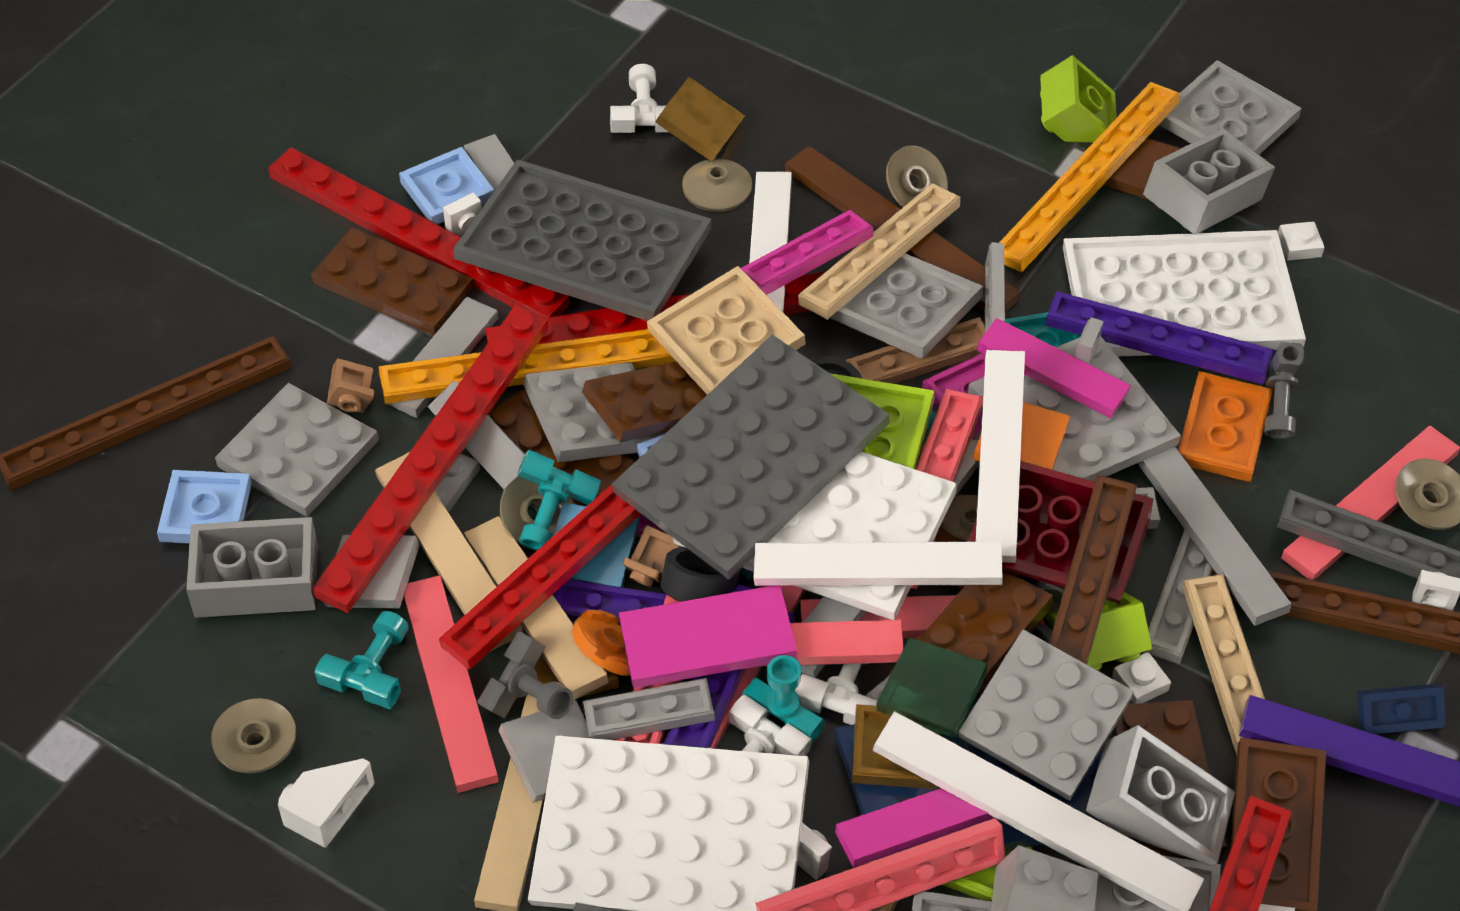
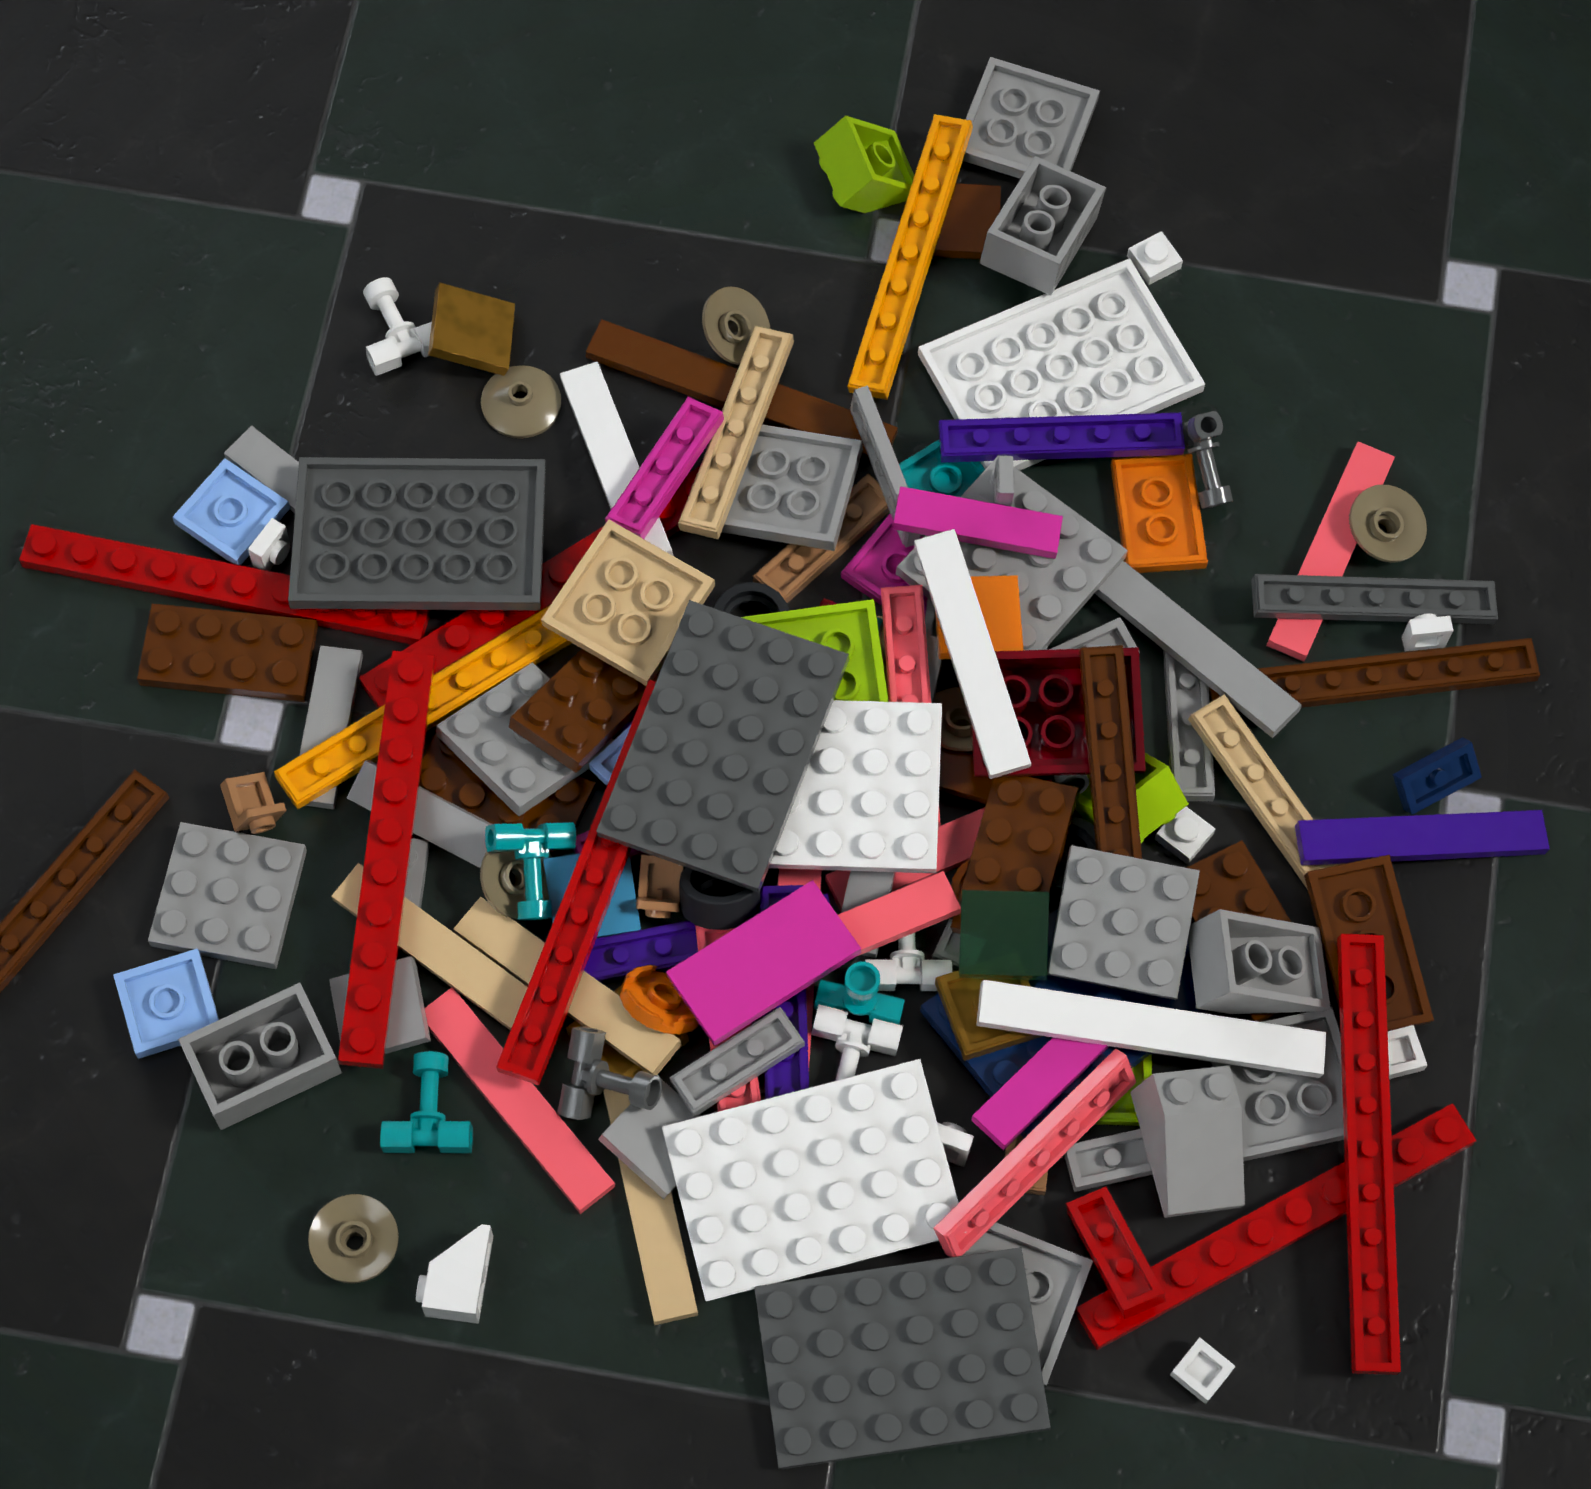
camera: 25 degrees left, 15 degrees up
(878, 563) = (903, 825): white tile -> none

